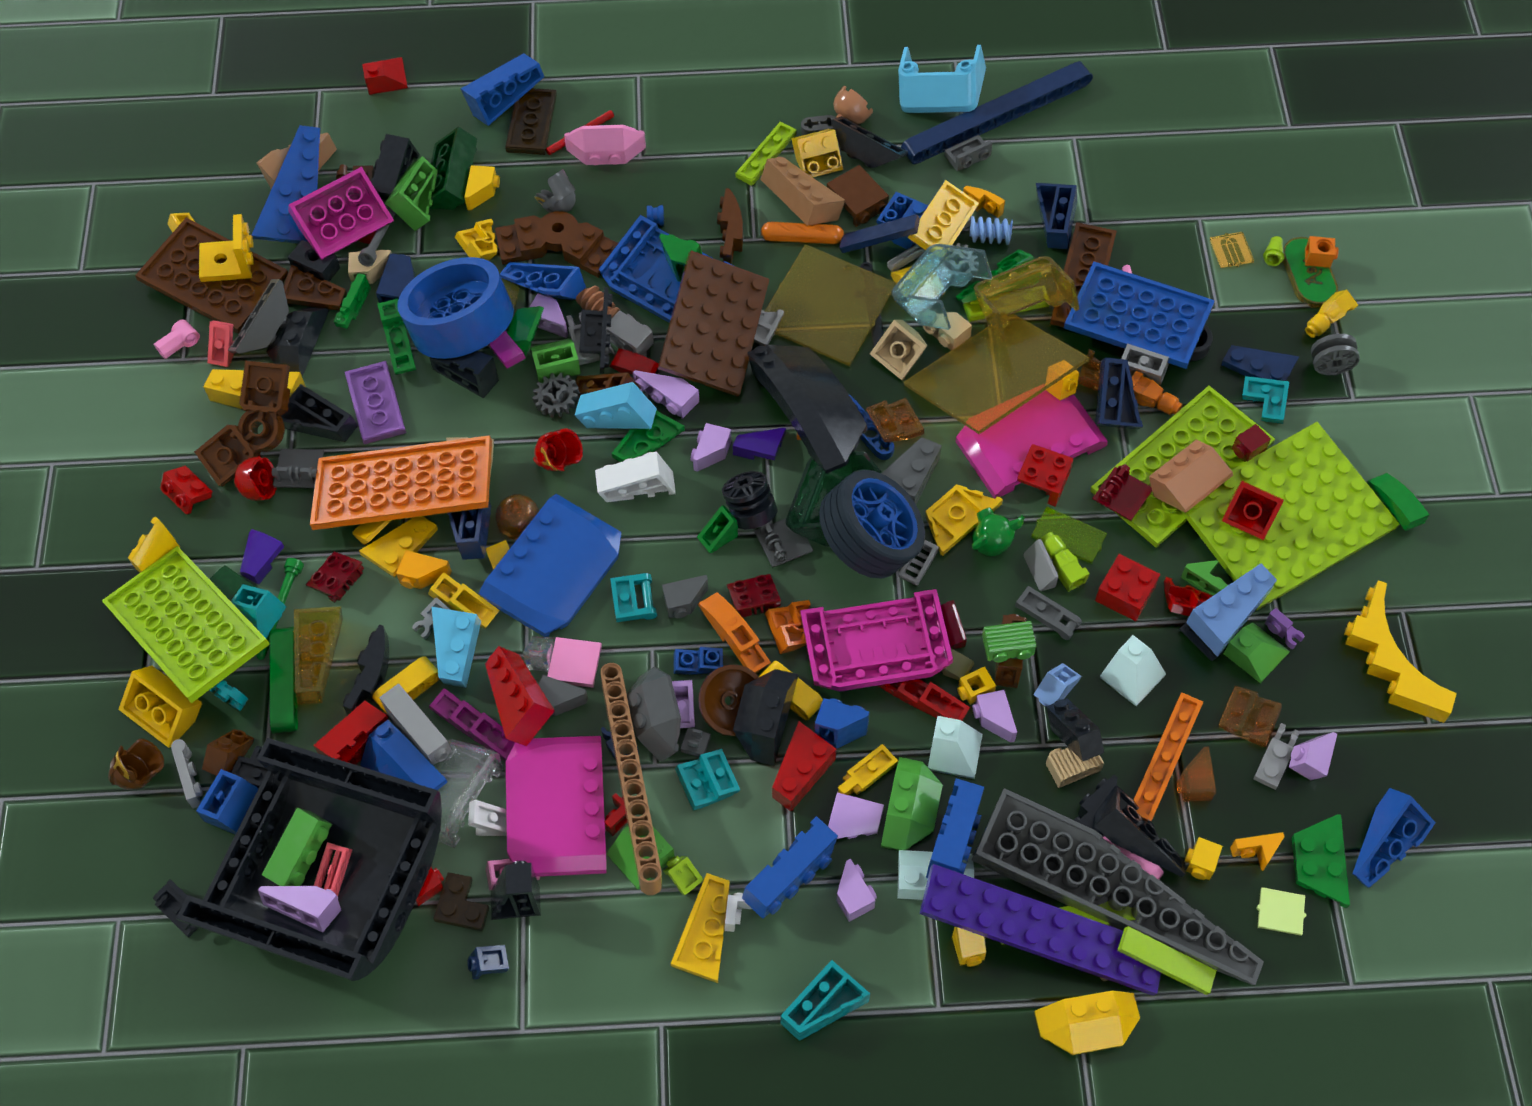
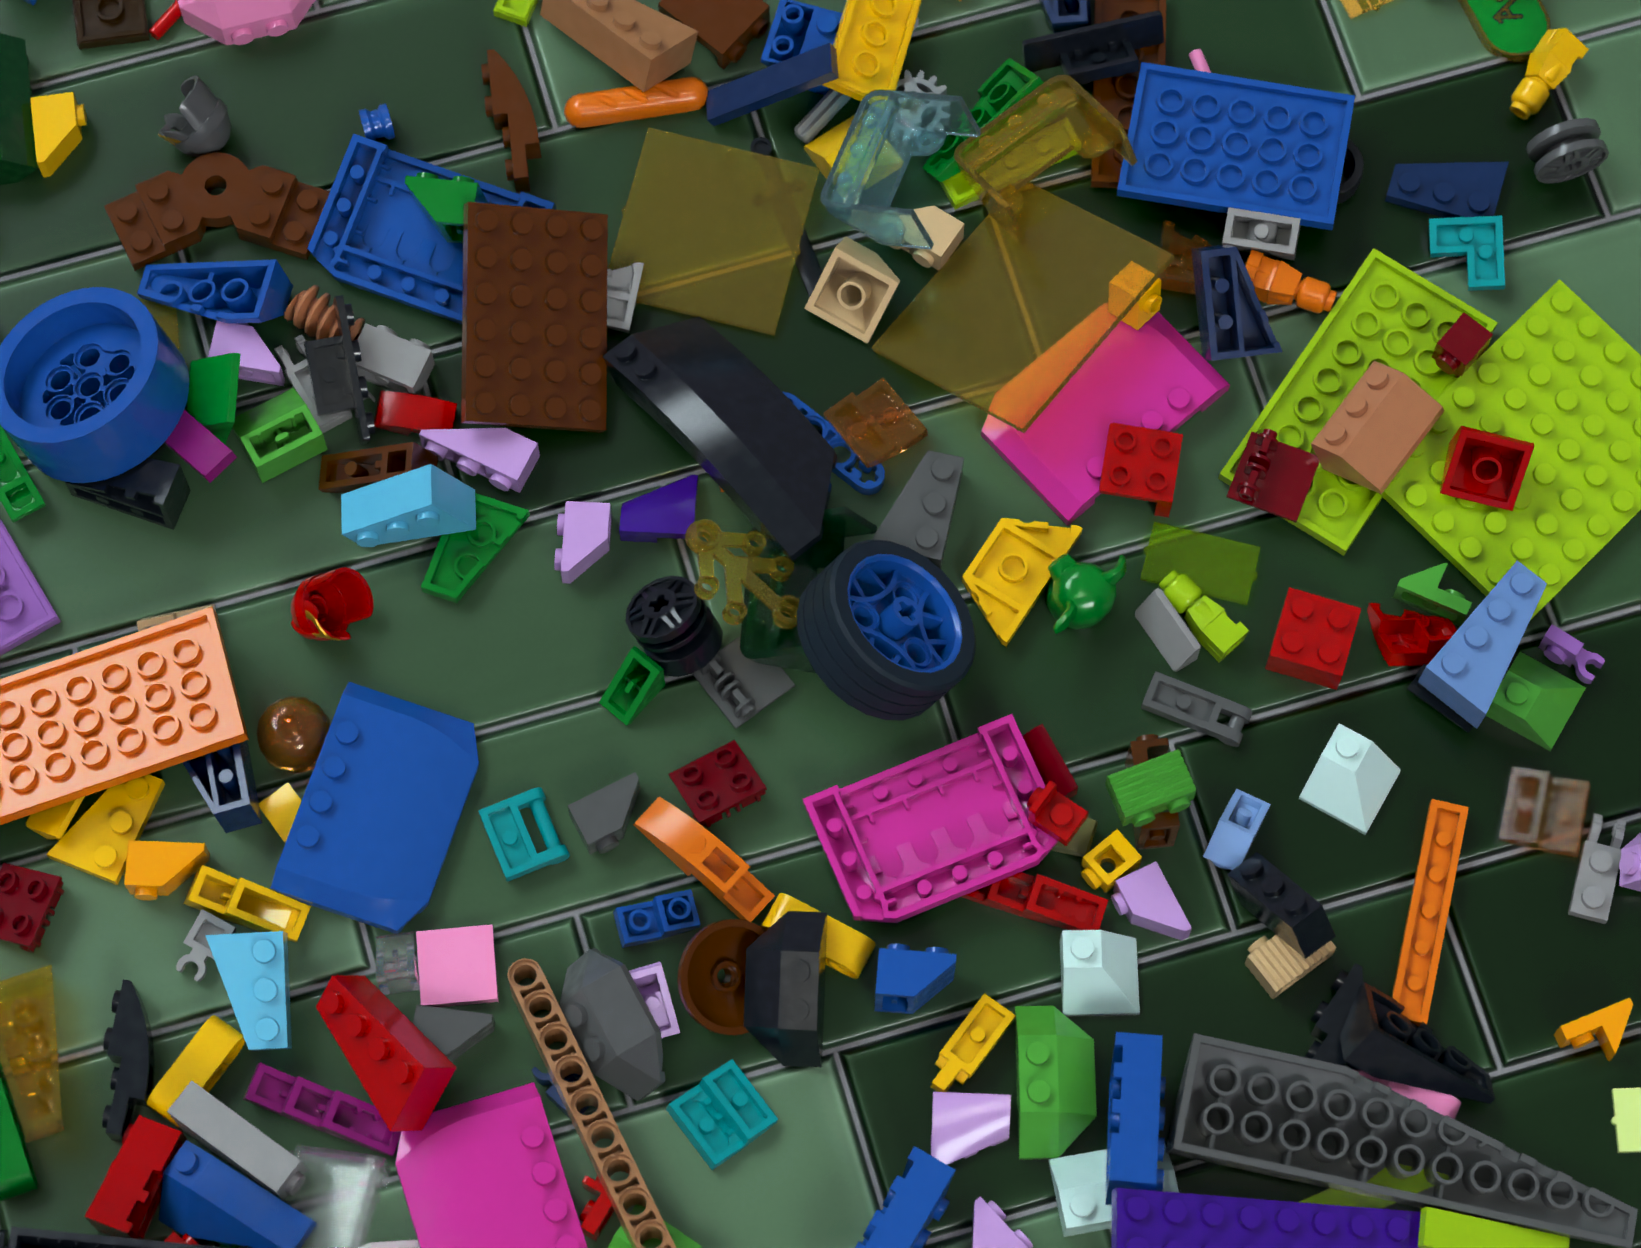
camera: 15 degrees left, 10 degrees up
(479, 240) = (83, 238): yellow slope -> none
(556, 395) = (285, 505): dark grey gear -> none
(635, 477) = (471, 623): white wedge -> none
(695, 742) = (687, 1057): dark grey tile -> none
(780, 454) = (740, 570): none -> clear yellow plant
(788, 626) = (786, 826): orange slope -> none
(802, 766) = (867, 1060): red wedge -> none
(929, 547) = (972, 700): light grey slope -> none
(948, 646) = (1055, 813): none -> red bracket
(990, 230) = (955, 33): light blue piece -> none
(1069, 250) = (1096, 49): none -> black bracket
(1198, 779) = (1484, 937): clear orange slope -> none
(1203, 859) = (1516, 1066): yellow brick -> none

